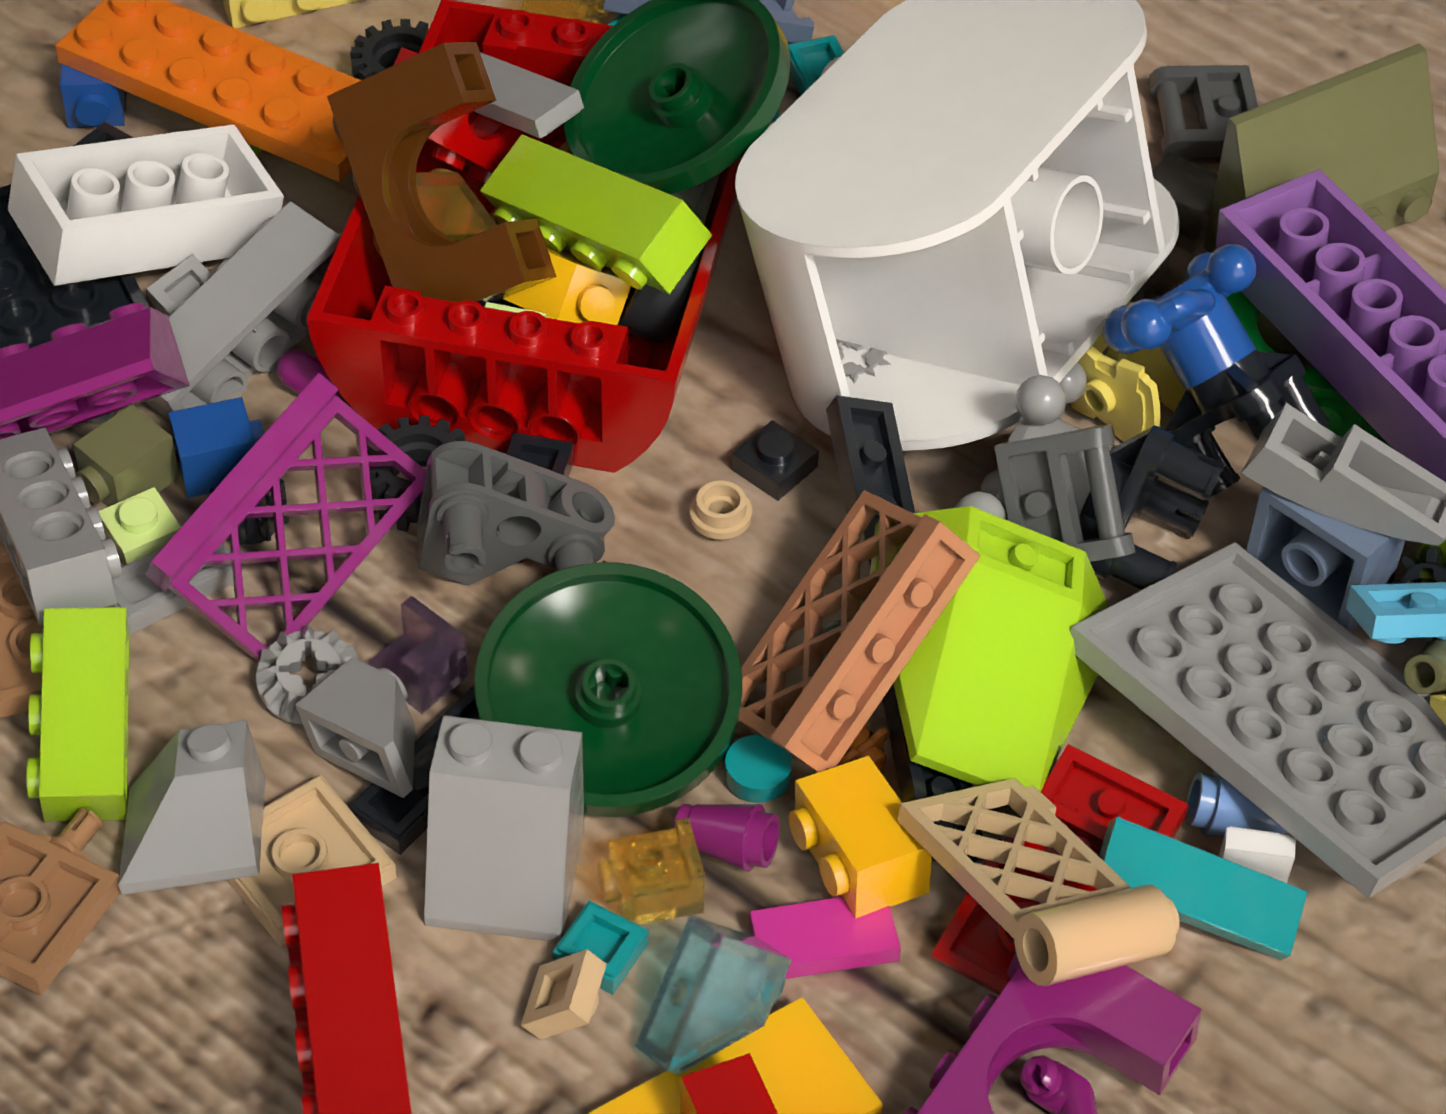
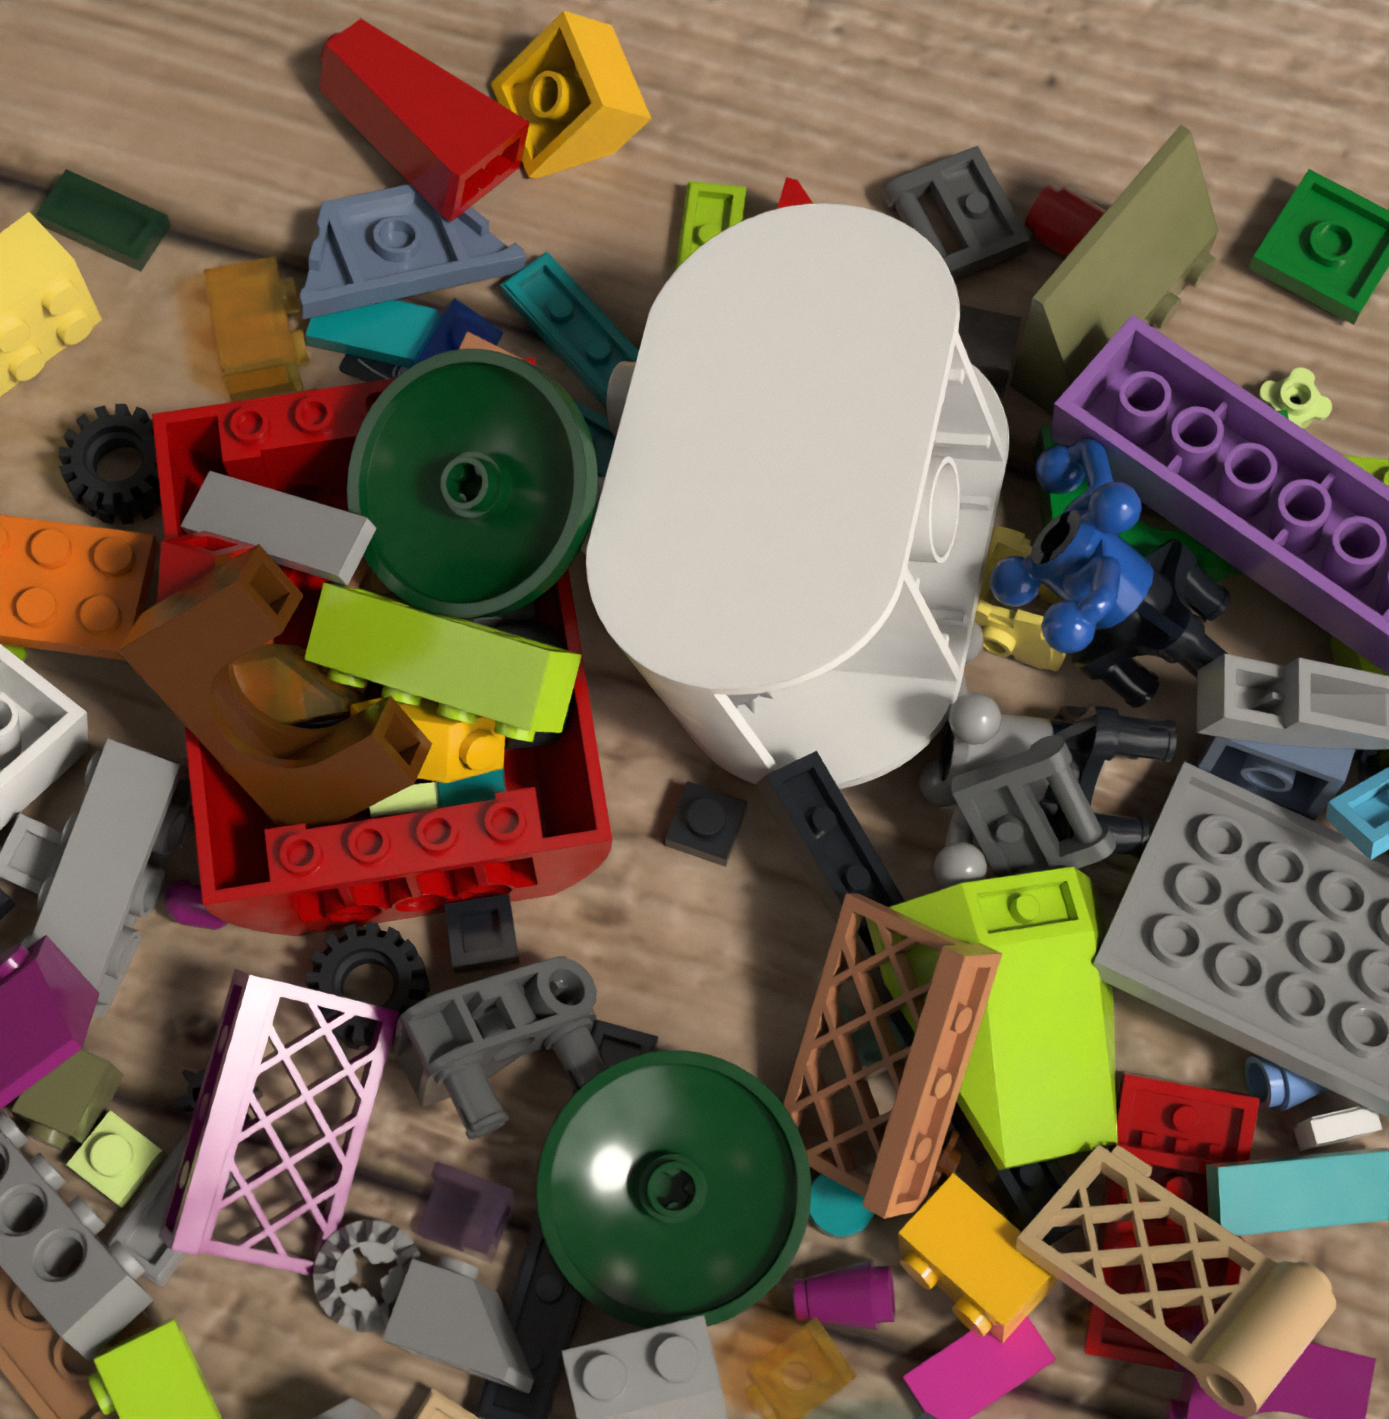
camera: 20 degrees left, 20 degrees up
(211, 442) = (152, 1037): blue brick -> none
(721, 510) = (681, 892): tan plate -> none

